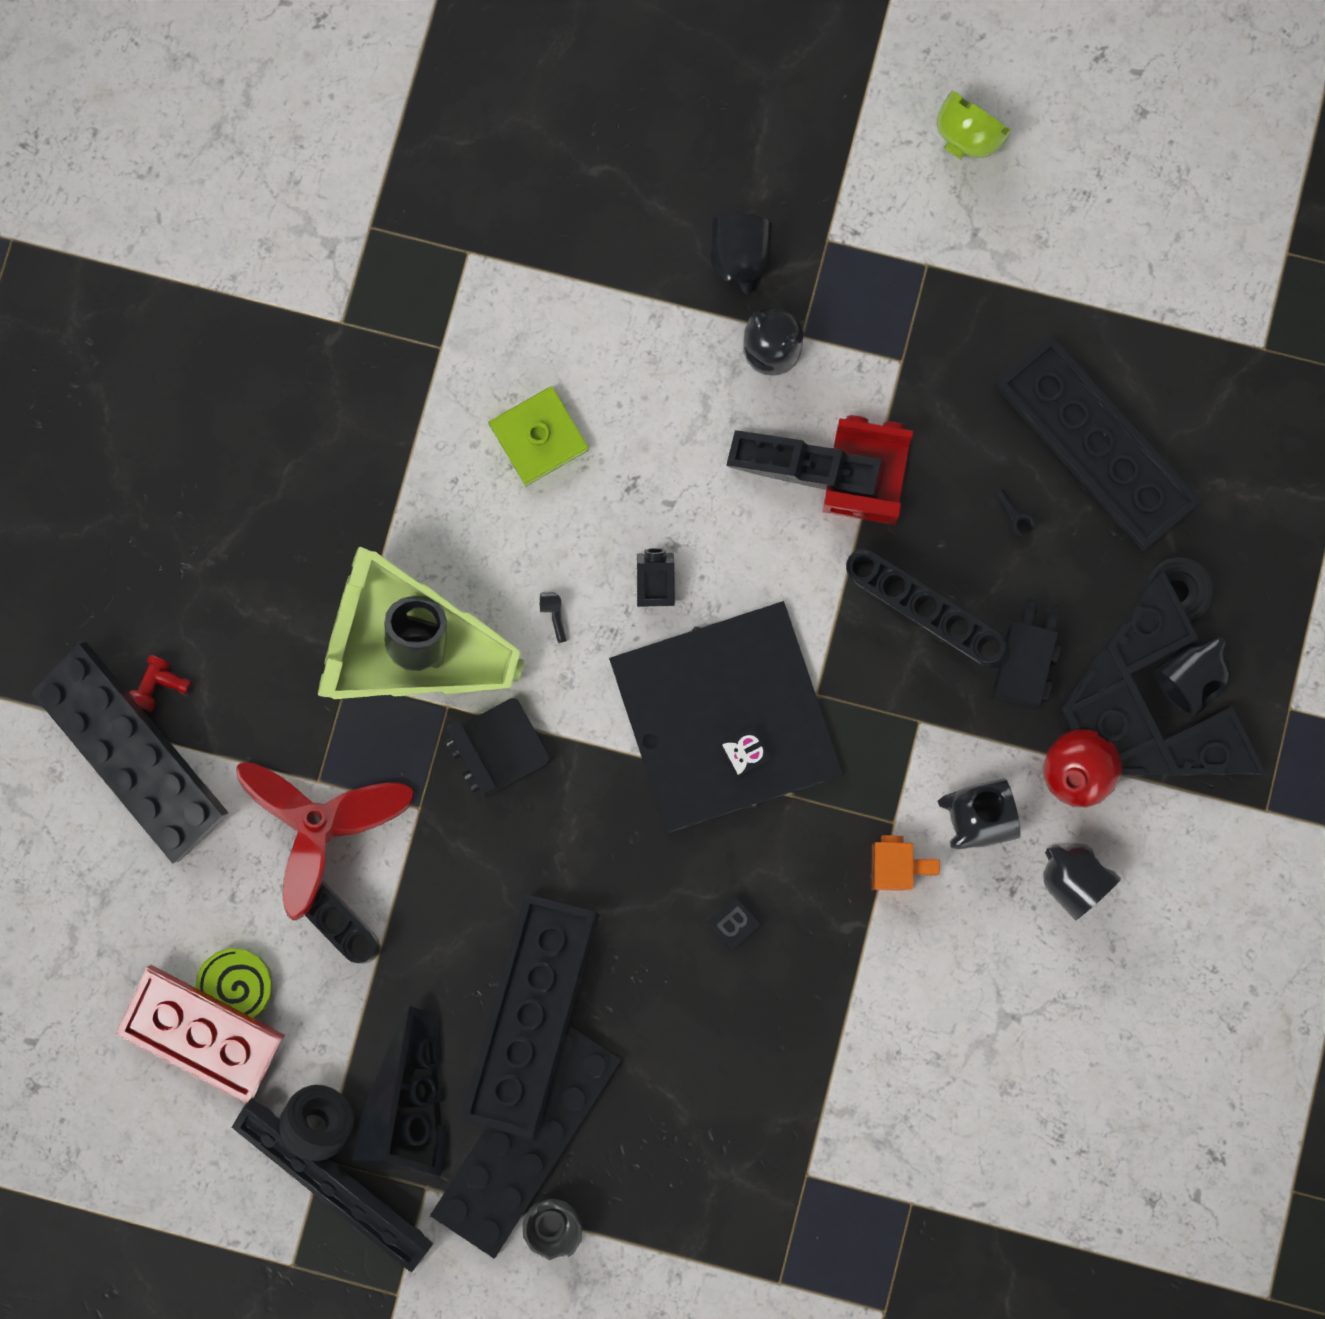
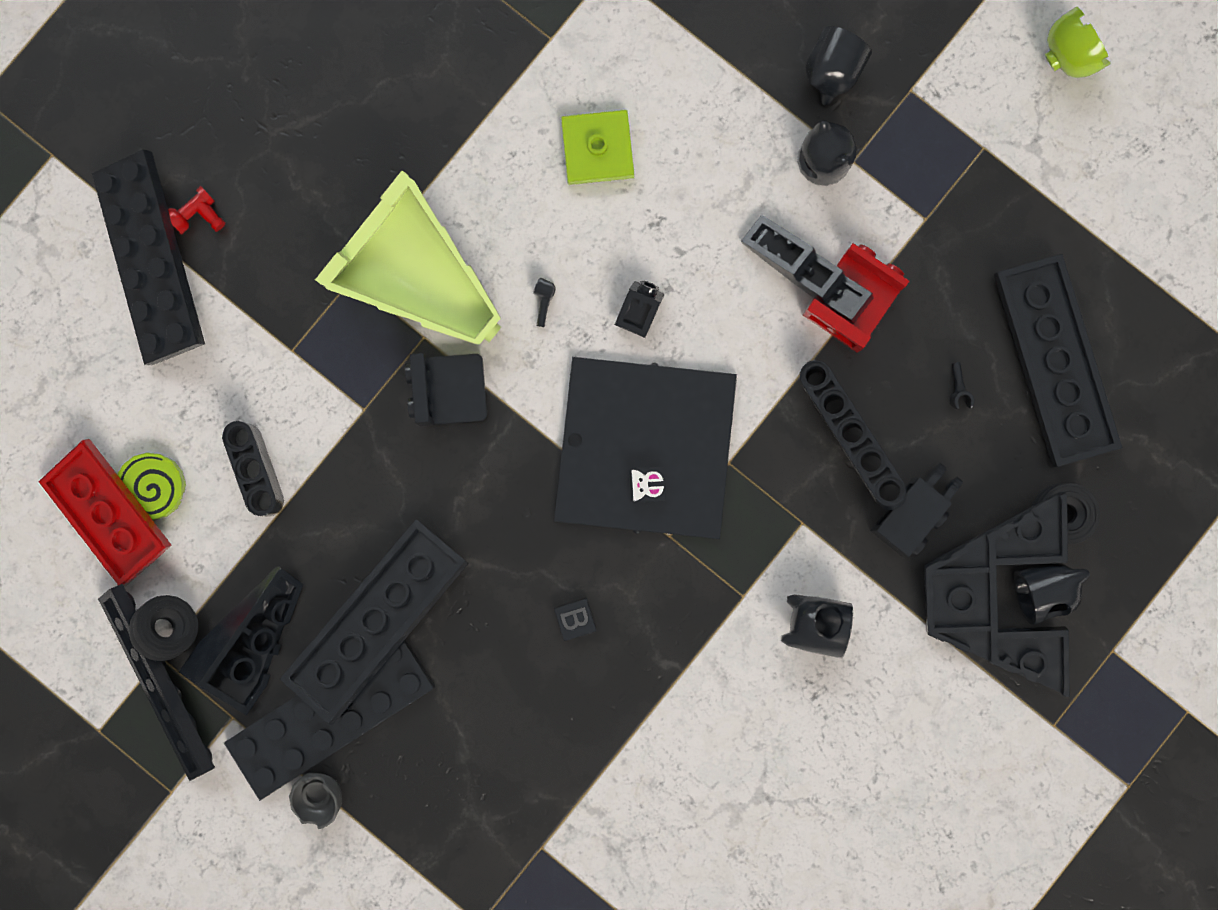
camera: 25 degrees right, 5 degrees up
(317, 824) = (272, 386): red piece -> none
(414, 641) = (415, 269): black piece -> none
(895, 866) = (728, 634): orange brick -> none
(1077, 878) = (873, 713): black piece -> none
(1082, 768) = (919, 624): red cylinder -> none

